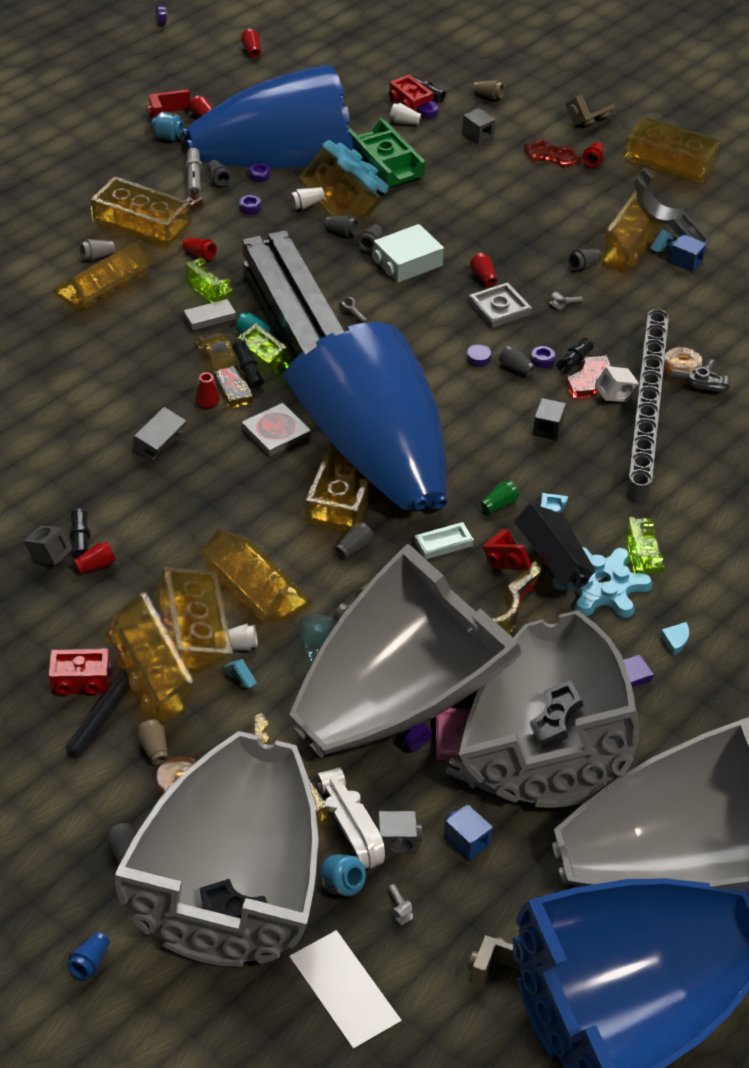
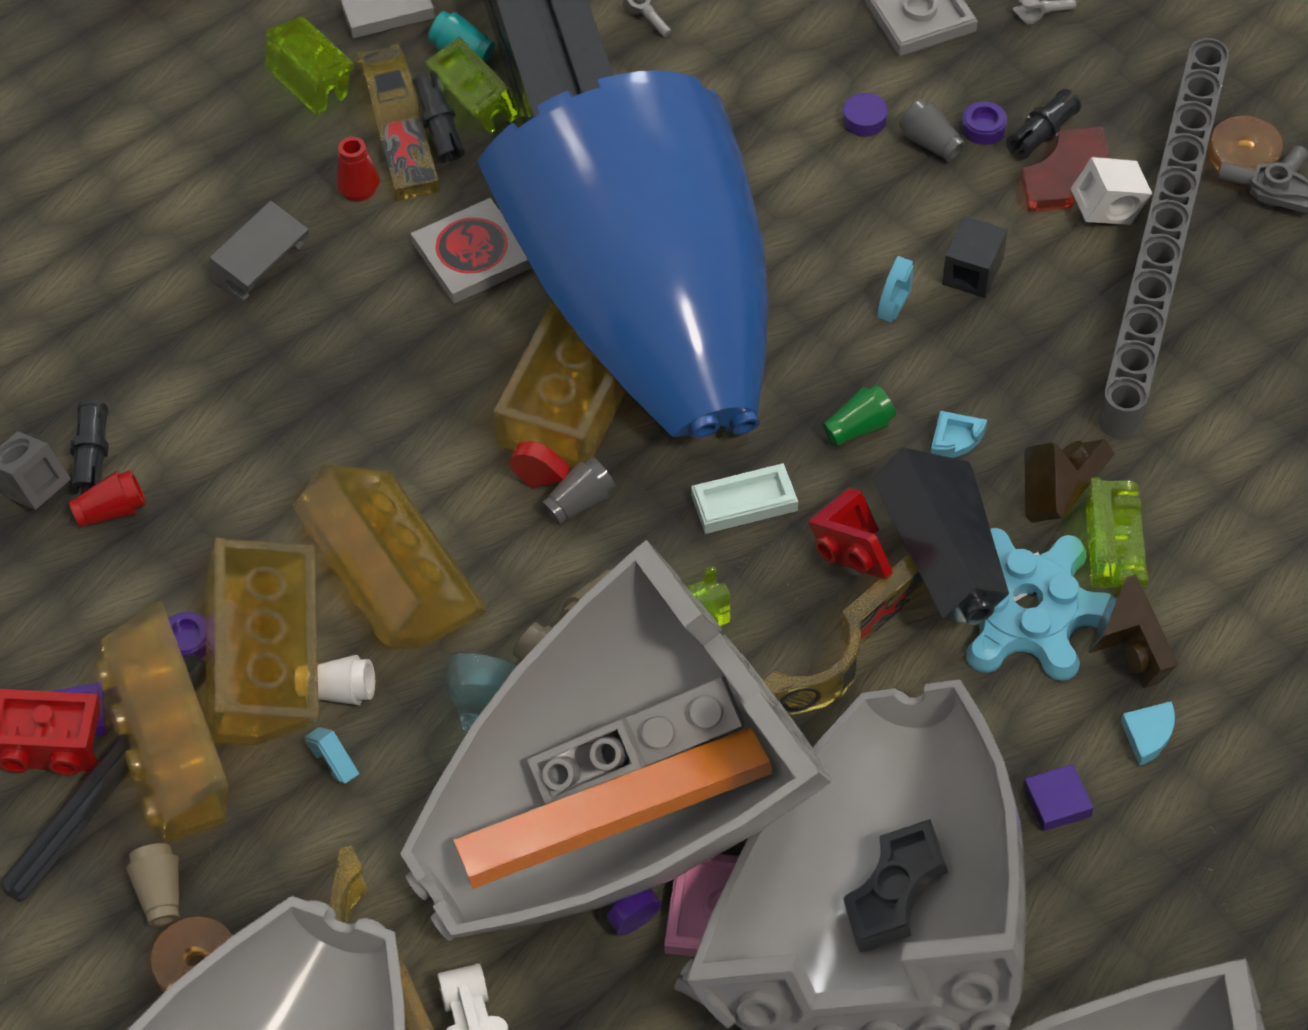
camera: 10 degrees right, 10 degrees up
(170, 341) = (307, 63): none -> clear neon green hinge
(331, 528) = (537, 464): none -> red tile
(401, 683) = (612, 807): none -> orange tile
(409, 652) = (637, 741): none -> light grey slope
(510, 436) = (896, 289): none -> medium azure tile
(611, 518) = (1060, 476): none -> dark brown slope
(661, 585) = (1132, 621): none -> dark brown slope

